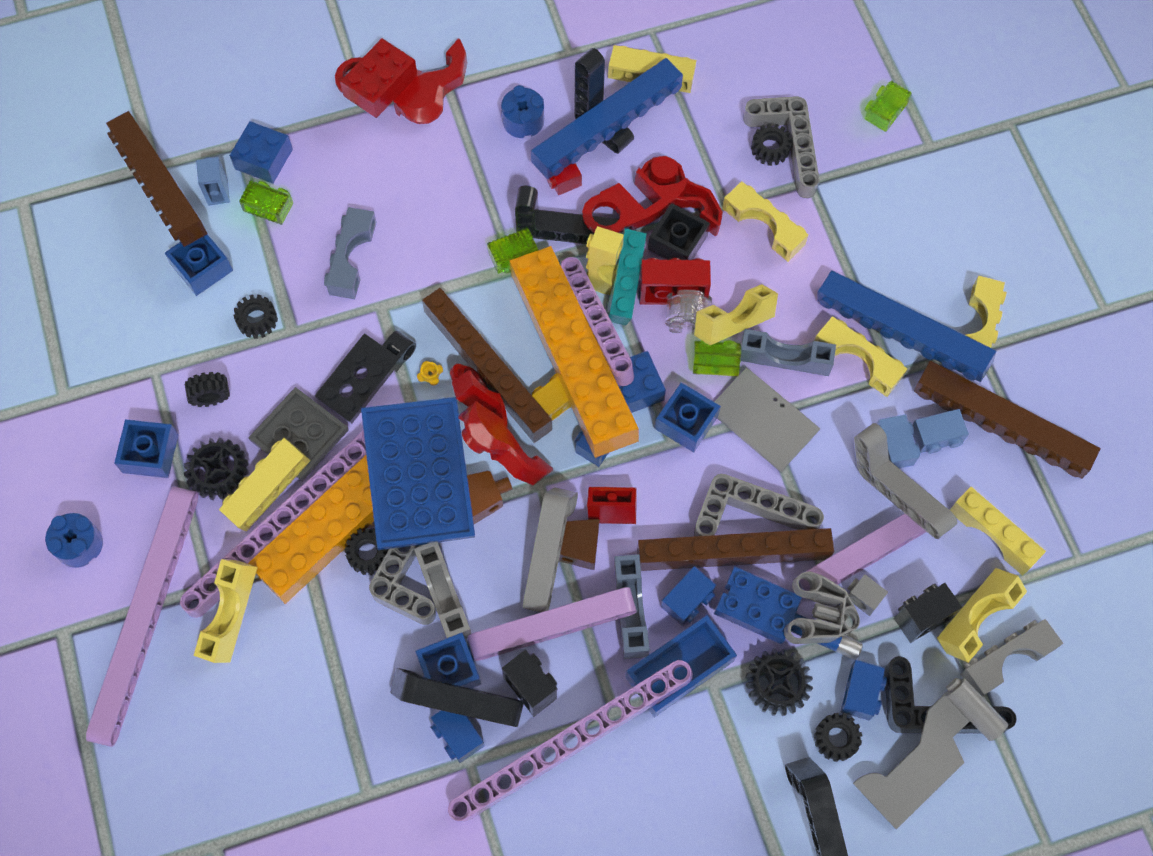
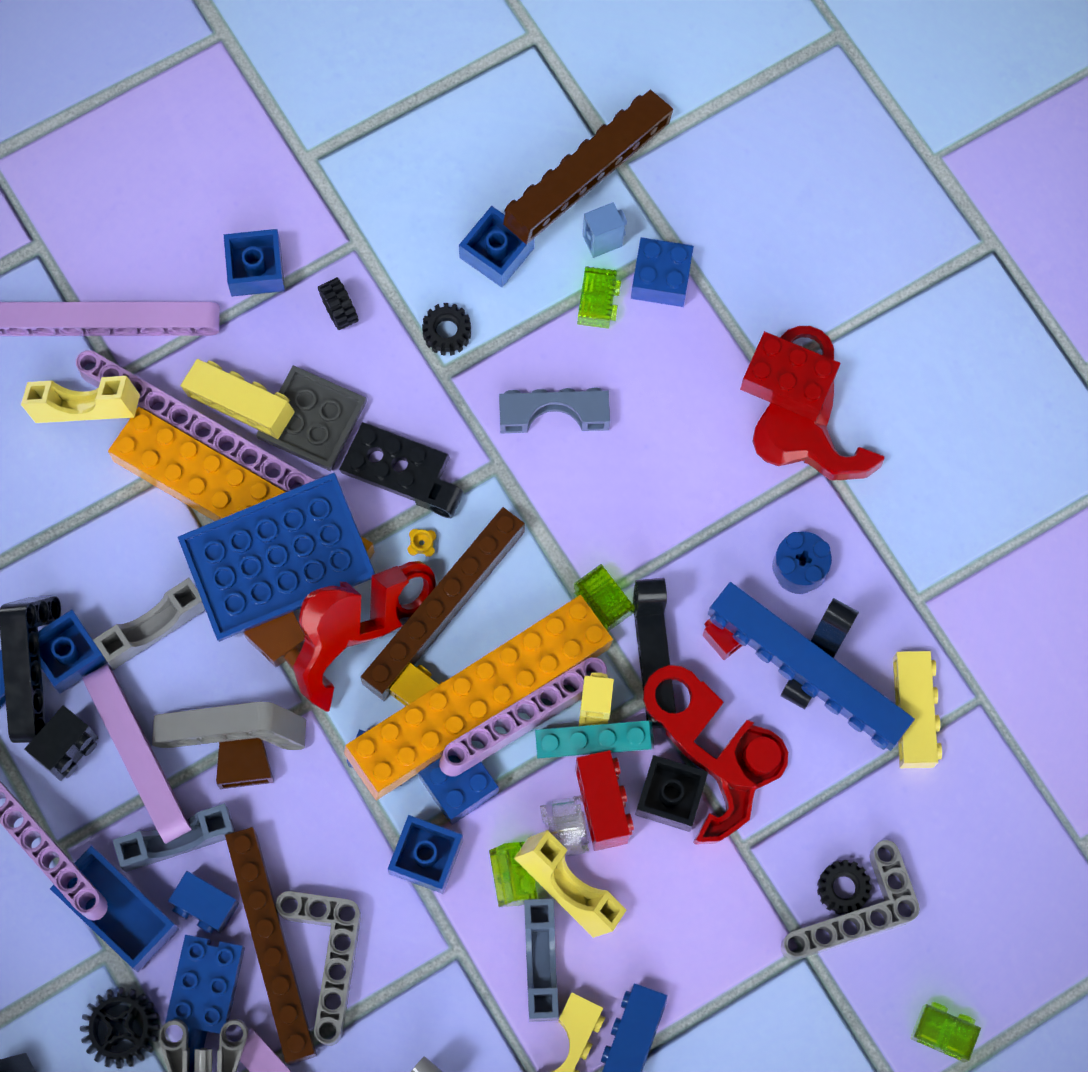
camera: 75 degrees right, 5 degrees up
(73, 539) = (133, 209): blue brick -> none
(221, 452) = (229, 336): black gear -> none
(352, 552) = (177, 517): black tyre -> none
(395, 590) = (146, 572): light grey beam -> none
(612, 504) = (294, 789): red brick -> none
(746, 204) = (708, 931): light yellow arch -> none
(764, 423) = (443, 958): light grey container -> none

